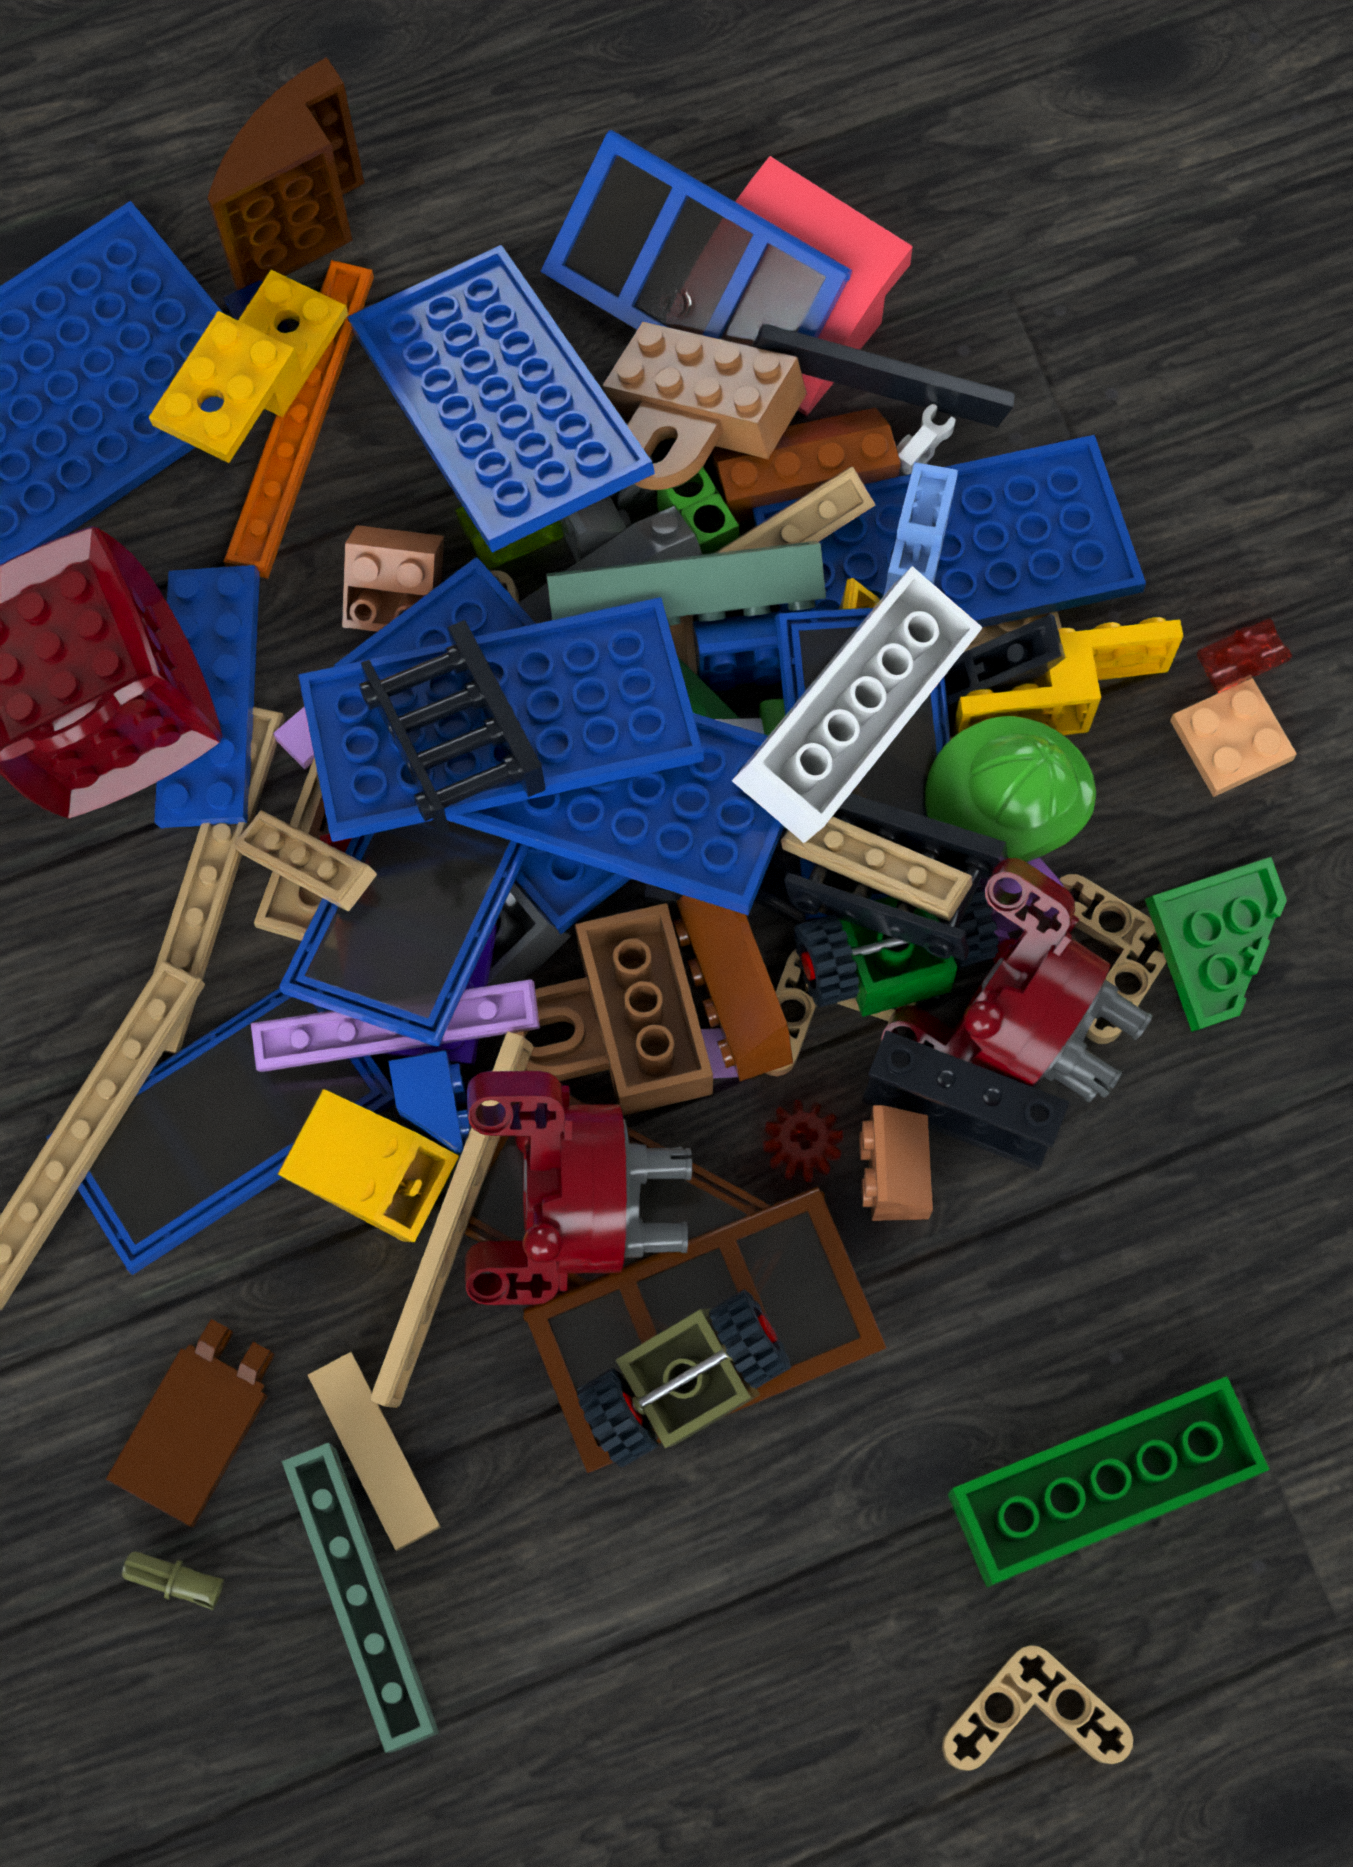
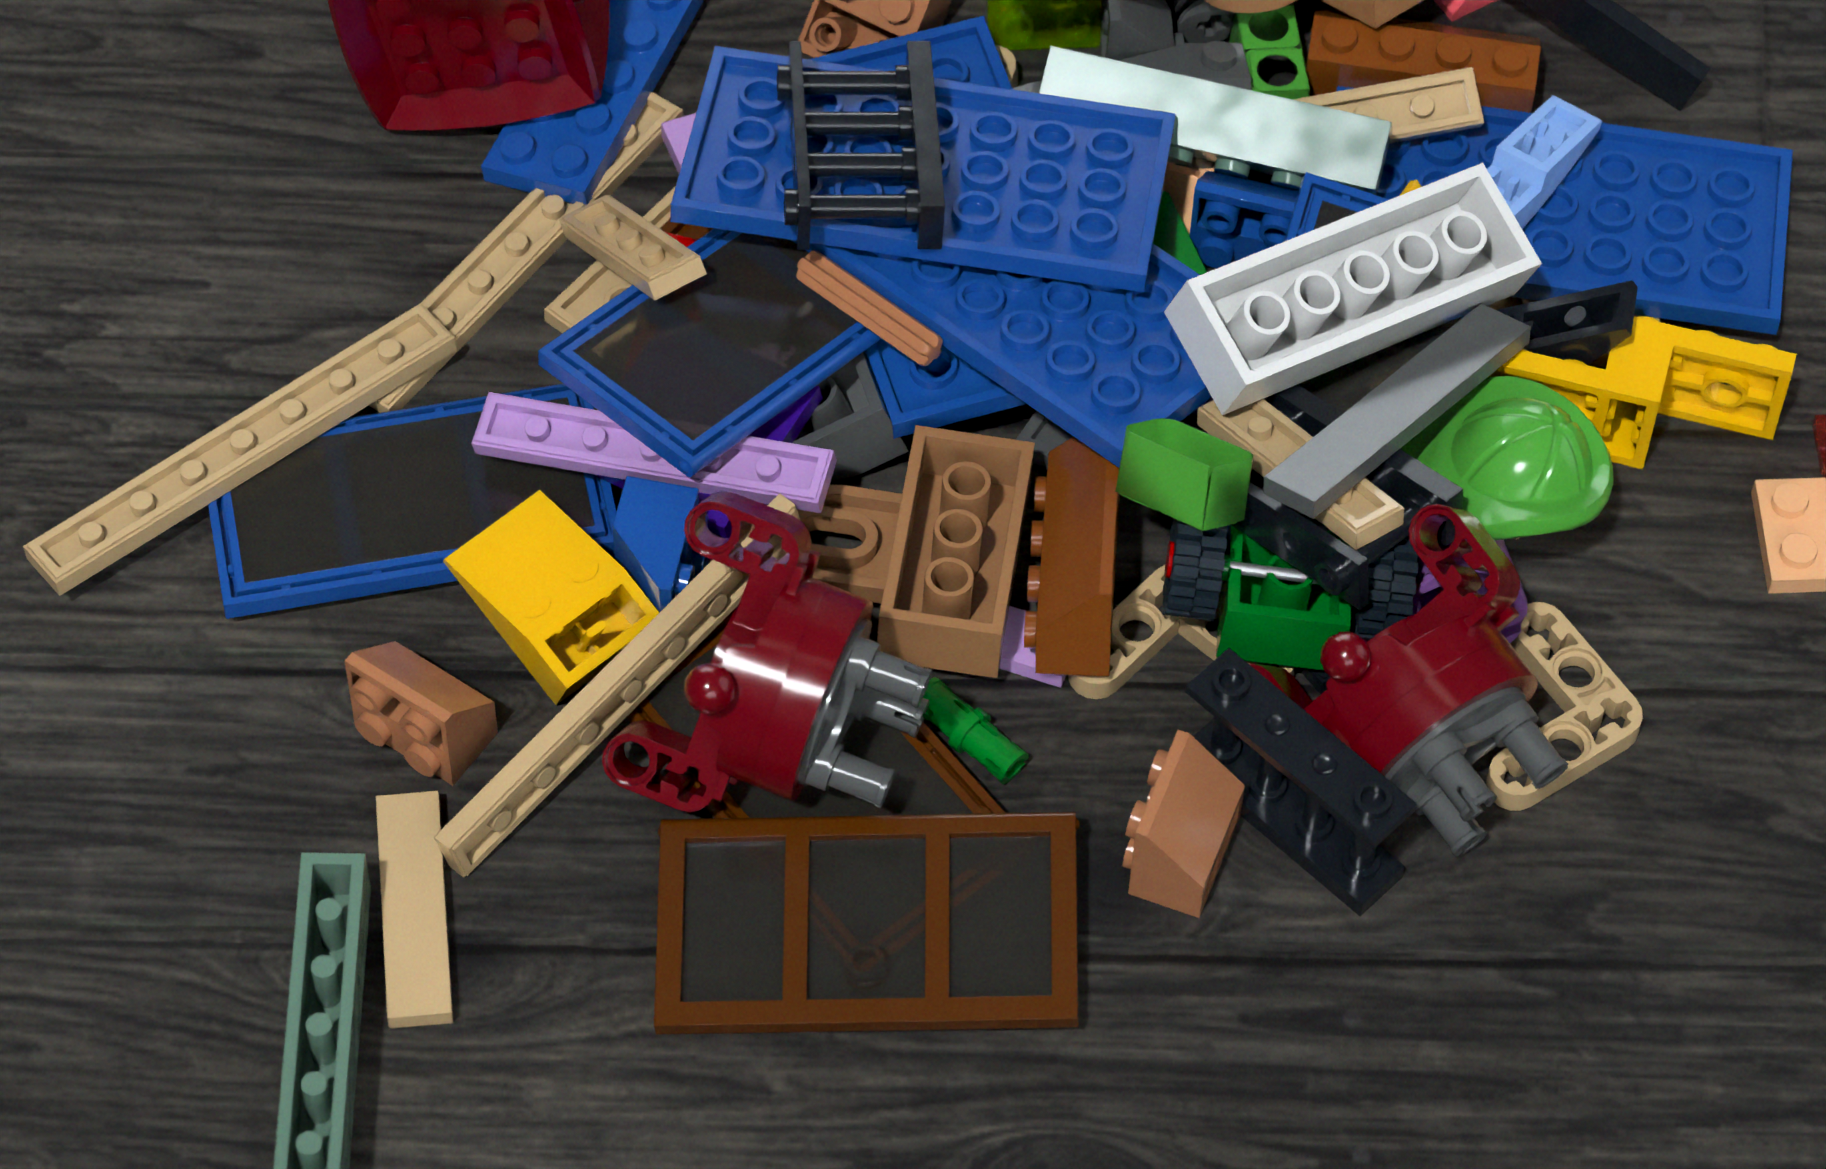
camera: 20 degrees right, 15 degrees down
(173, 1579) = (116, 950): olive axle -> none
(193, 1426) = (220, 800): reddish brown tile -> none
(310, 1295) = (418, 710): none -> nougat slope
(508, 850) = (869, 308): none -> nougat axle
(683, 1379) = (814, 938): brick -> none
(709, 1142) = (972, 732): none -> green pin
(791, 1152) = (1076, 746): clear red gear -> none
(800, 906) = (1184, 473): none -> bright green piece
(922, 445) = (1581, 83): white plate -> none
(928, 792) = (1396, 411): none -> tile
(1217, 937) = (1698, 733): green plate -> none

